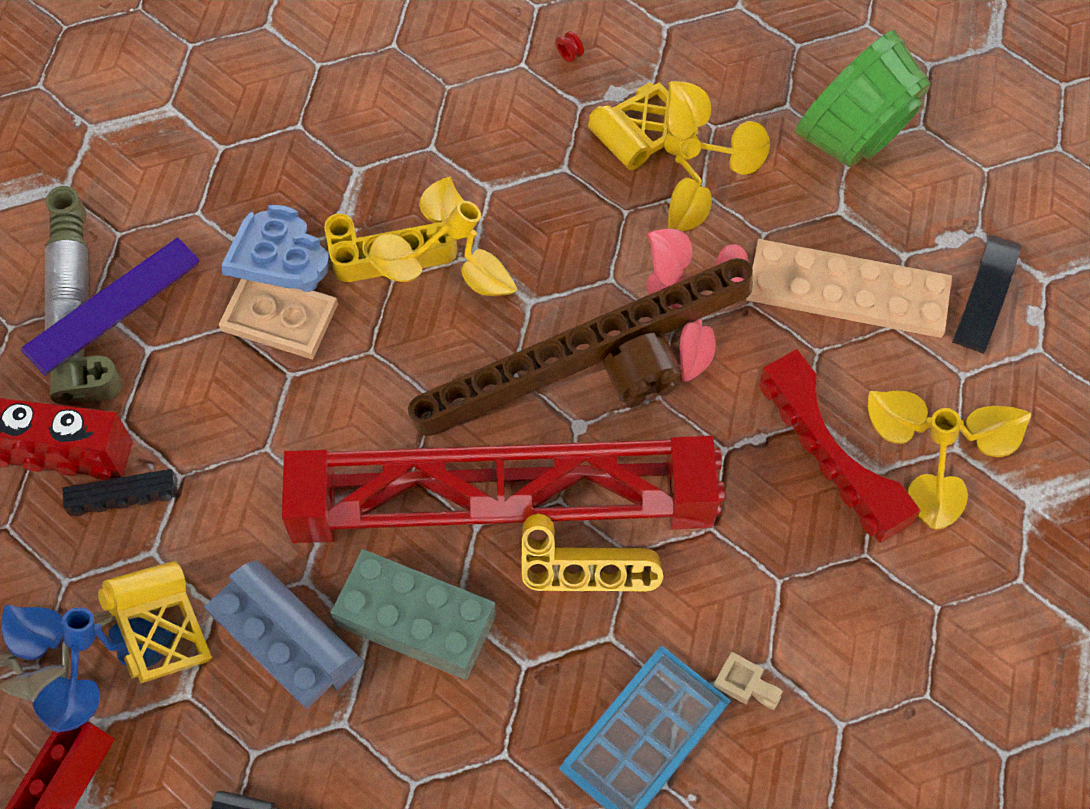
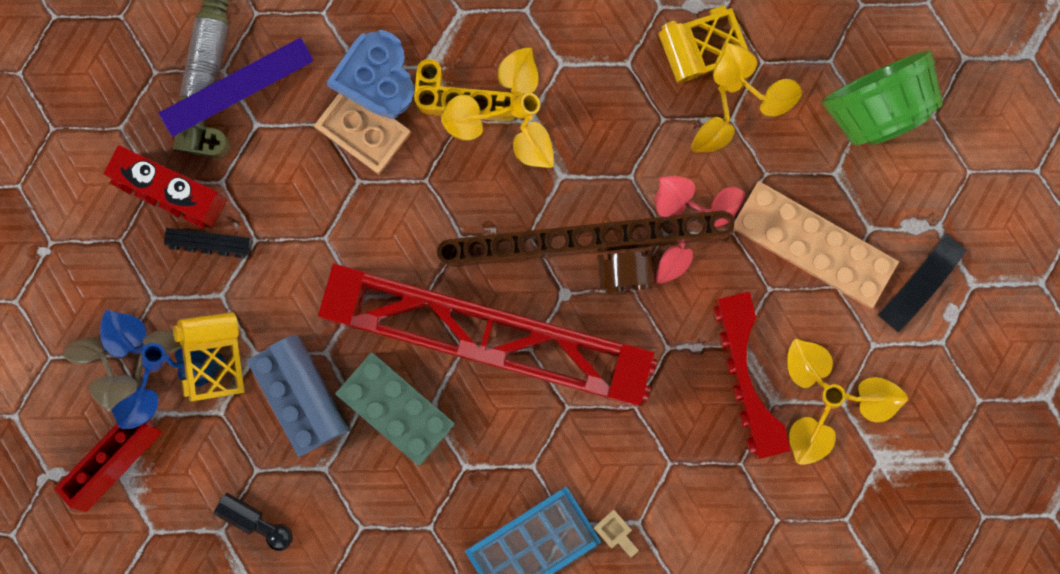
camera: 15 degrees right, 20 degrees up
(591, 561) = (529, 413): yellow beam -> none

